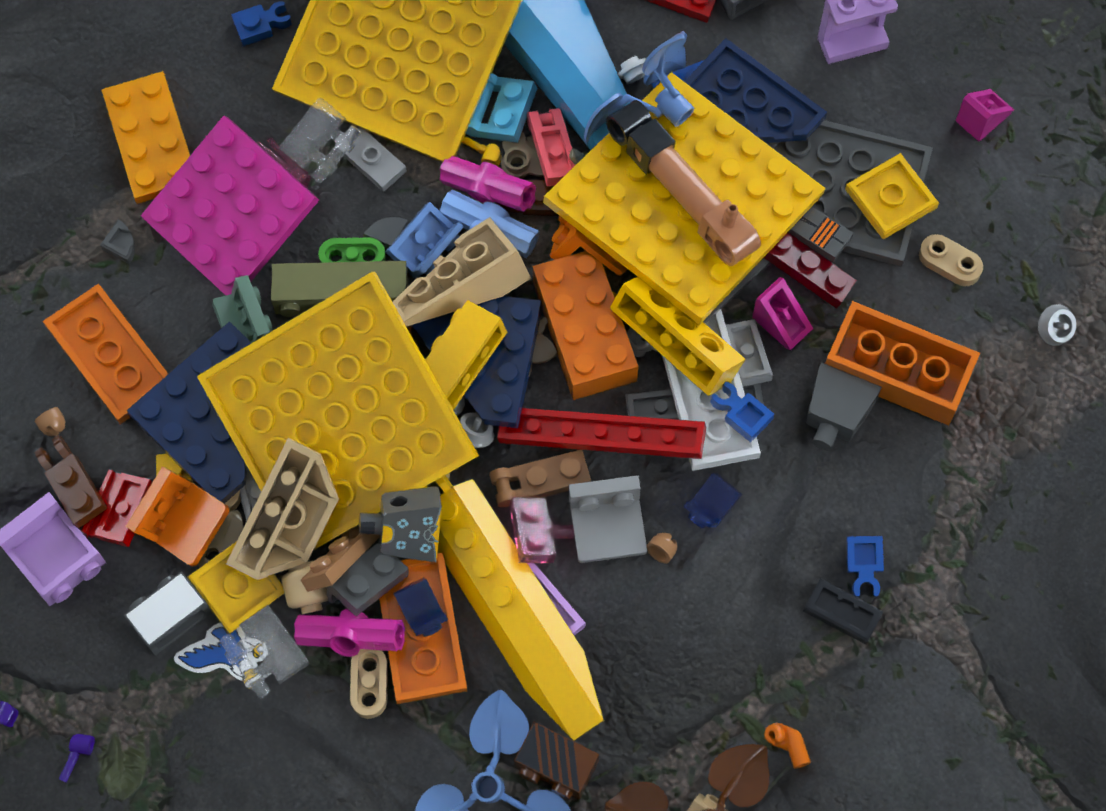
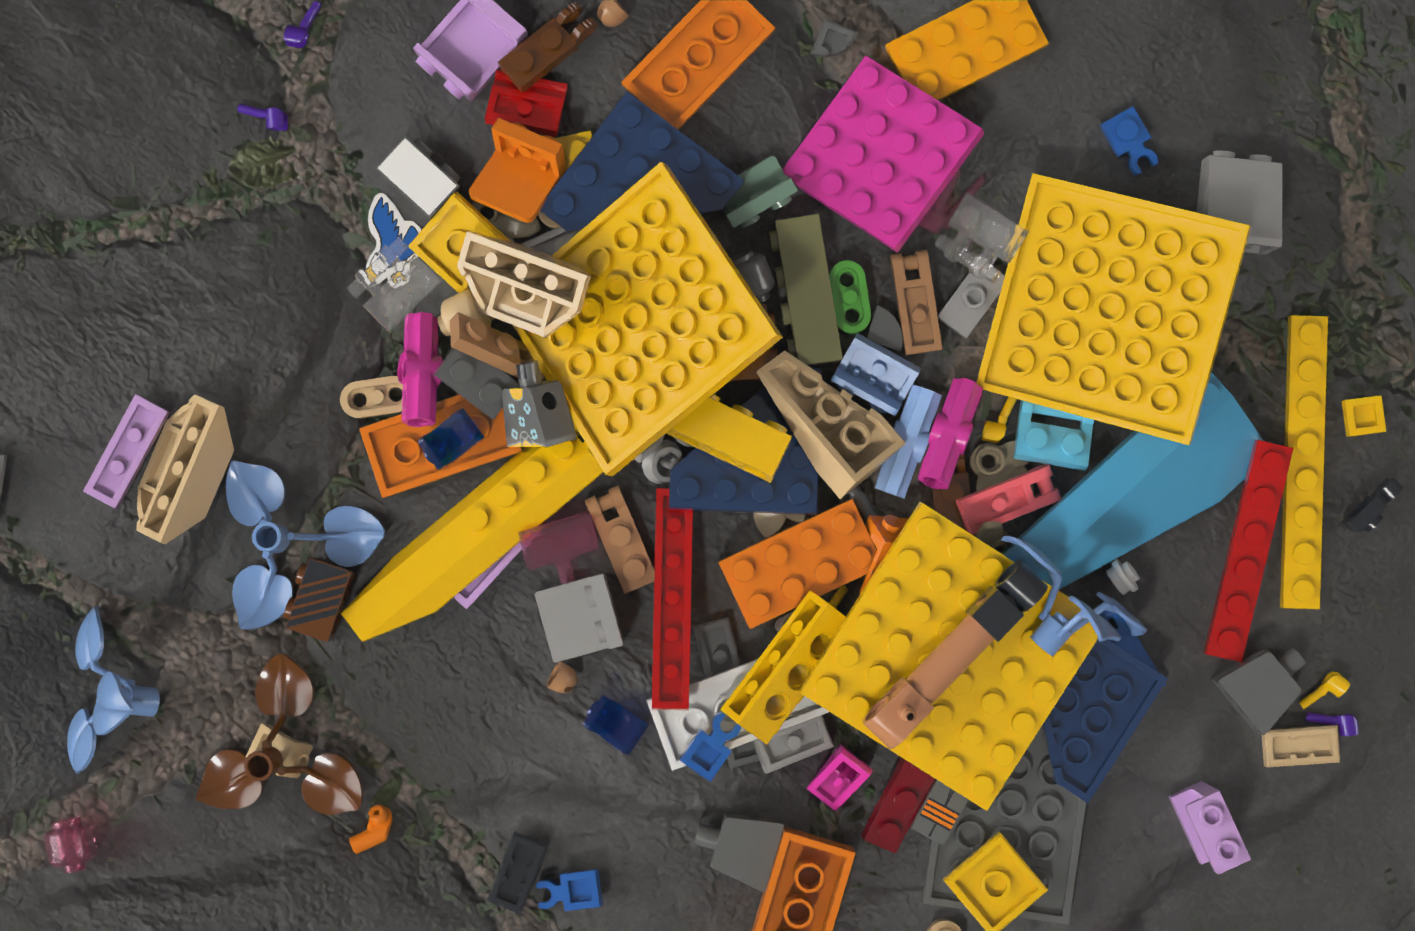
camera: 75 degrees right, 20 degrees up
(367, 202) = (916, 303): none -> medium nougat plate

